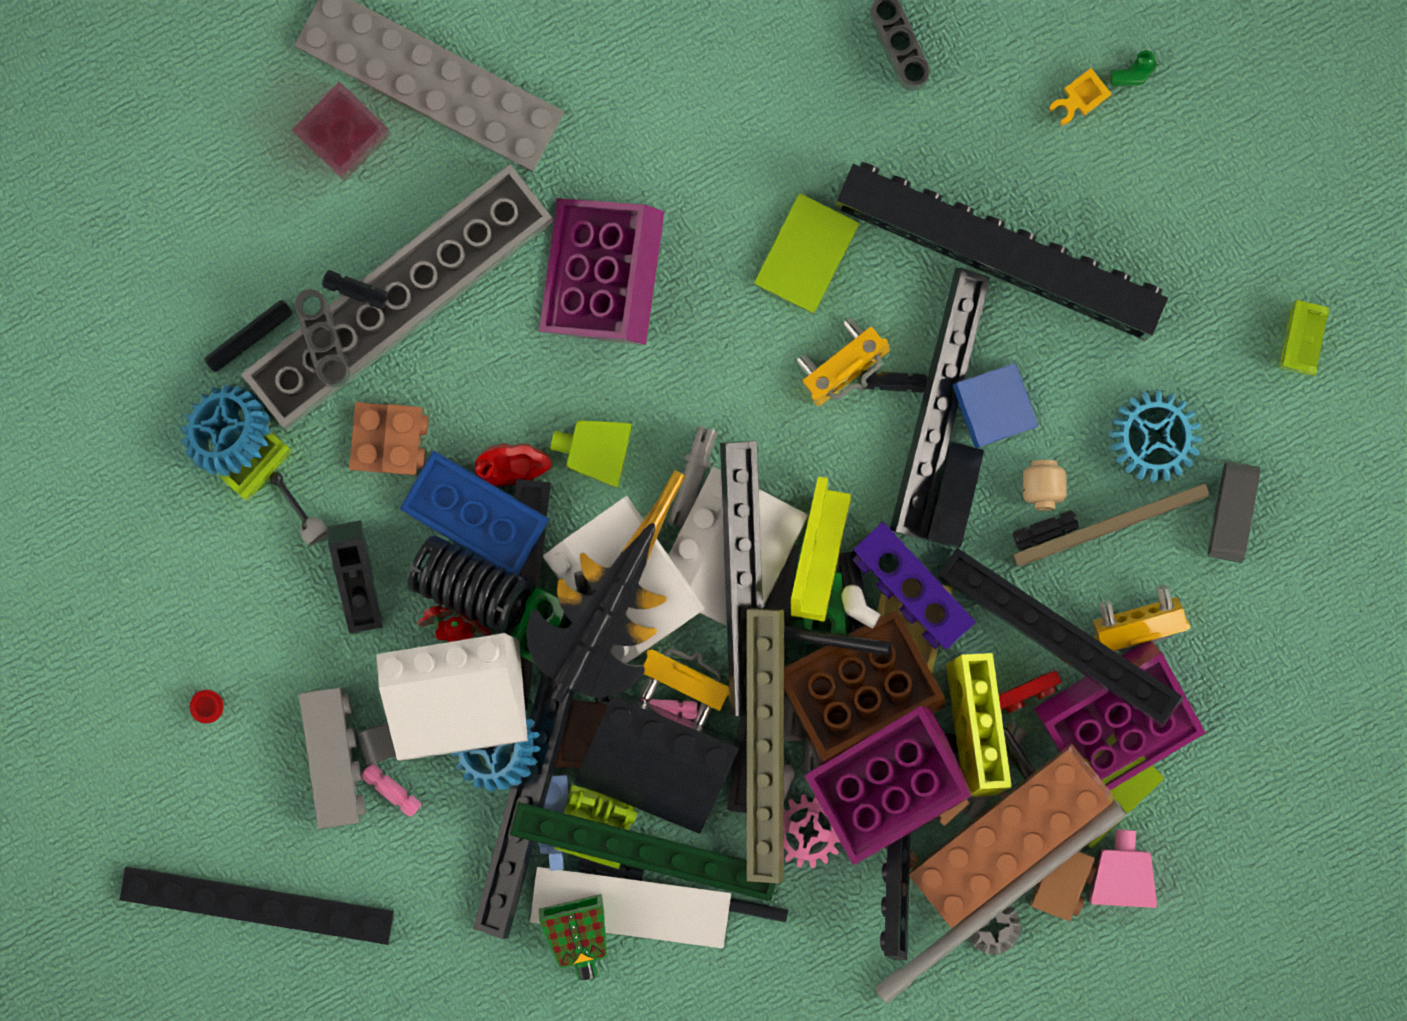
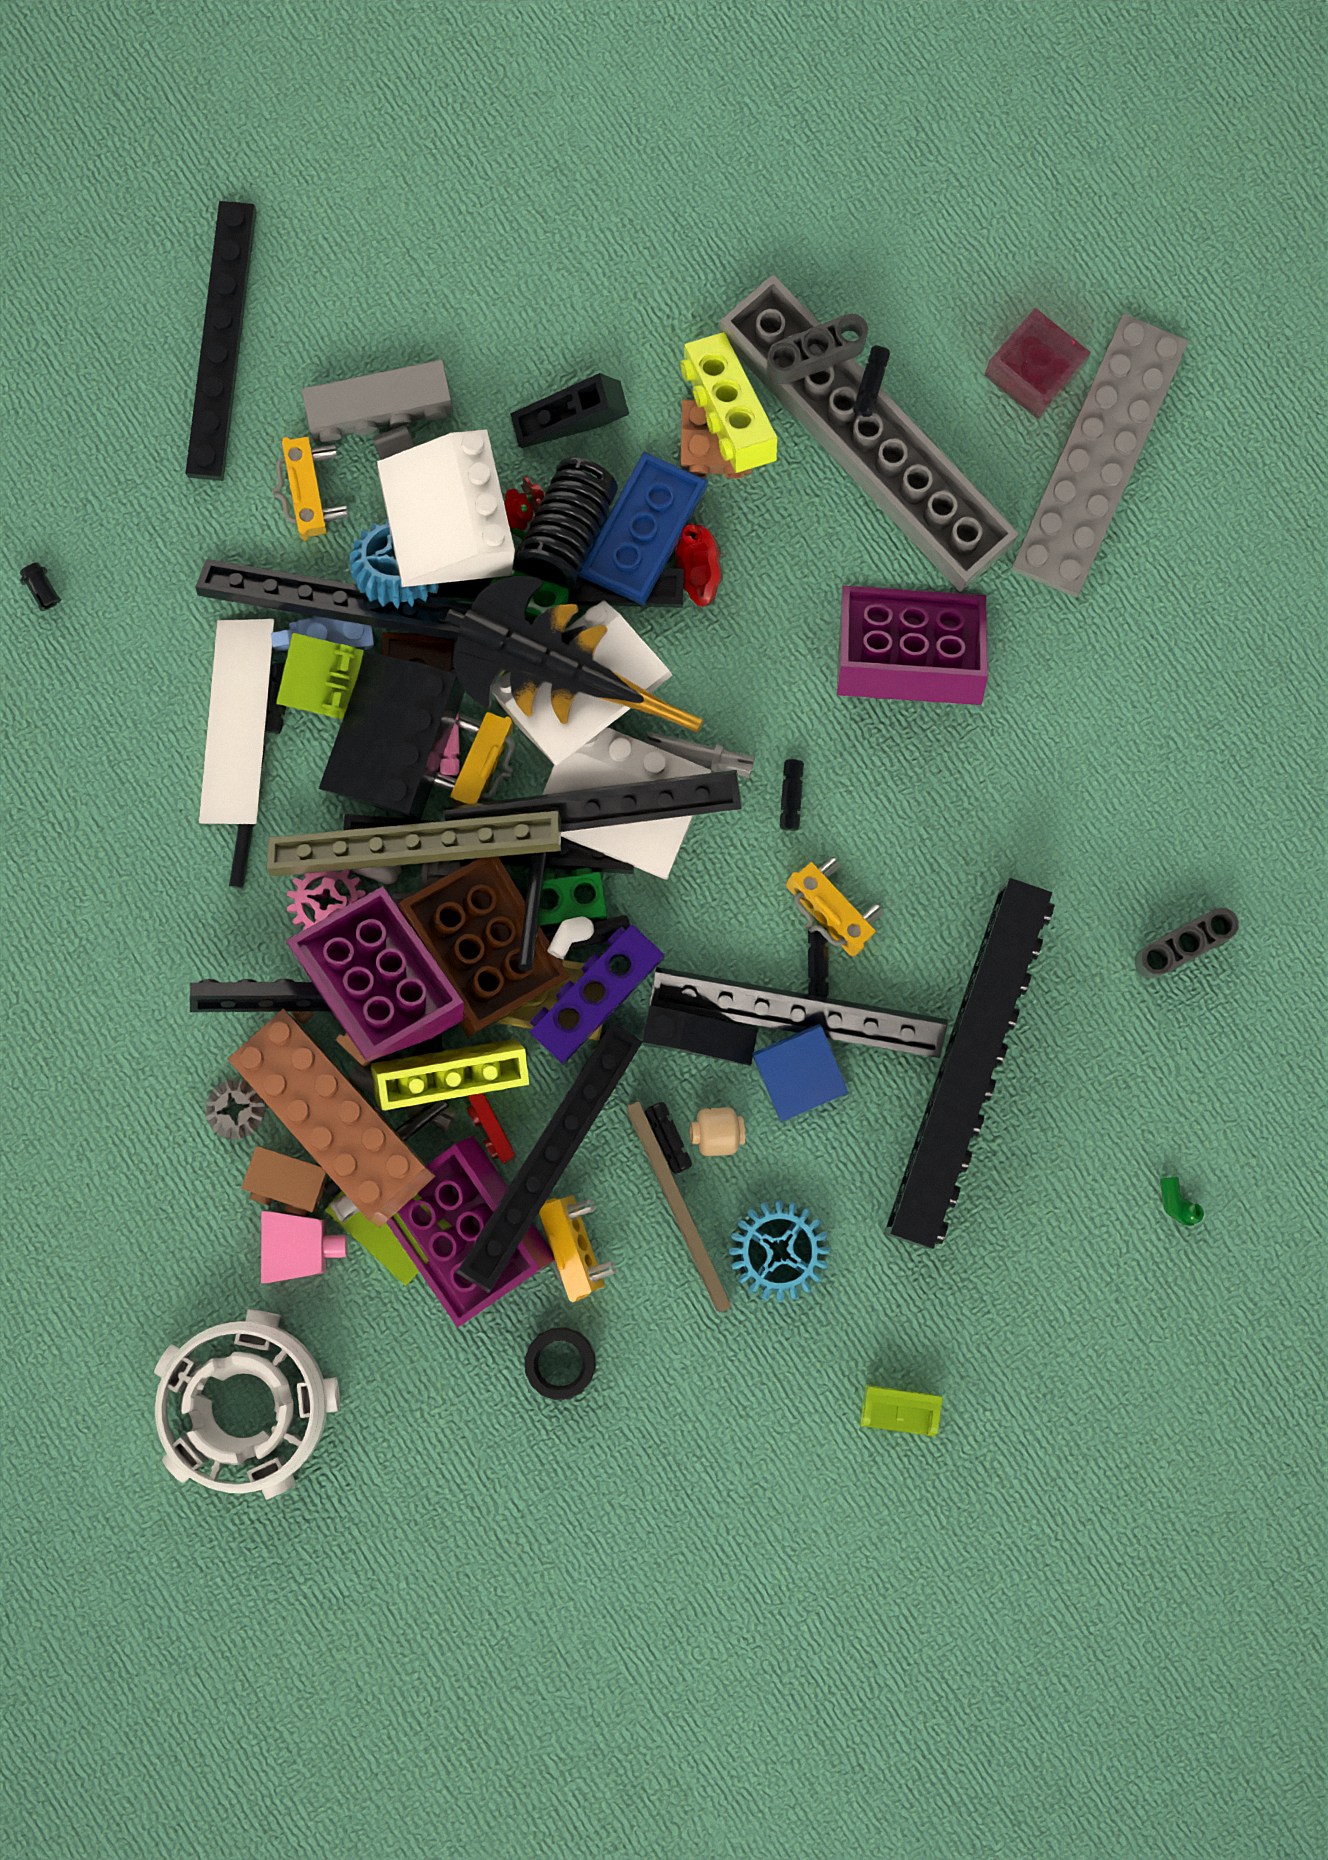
camera: 85 degrees right, 5 degrees down
(206, 706) = (425, 274): red plate -> none
(219, 420) = (712, 267): dark azure gear -> none
(248, 336) = (809, 284): black axle -> none
(253, 477) = (679, 306): lime hinge -> none
(312, 528) = (618, 367): hinge -> none
(314, 433) = (729, 402): none -> neon yellow brick
(391, 790) = (348, 466): bright pink axle -> none
(409, 831) = (304, 487): none -> yellow piece
(576, 933) = (205, 663): torso -> none
(595, 449) = (720, 651): lime torso -> none
(636, 850) = (296, 716): dark green tile -> none
(735, 394) = (791, 795): none -> black axle
(806, 253) = (948, 860): lime tile -> none
(820, 552) = (627, 889): neon yellow fence -> none
(903, 977) = (175, 1015): light grey piece -> none
(1083, 94) = (1148, 1148): yellow plate -> none
(1234, 511) = (702, 1343): dark grey beam -> none
(1269, 641) = (588, 1363): none -> black tyre
(1302, 978) = (208, 1441): none -> white piece

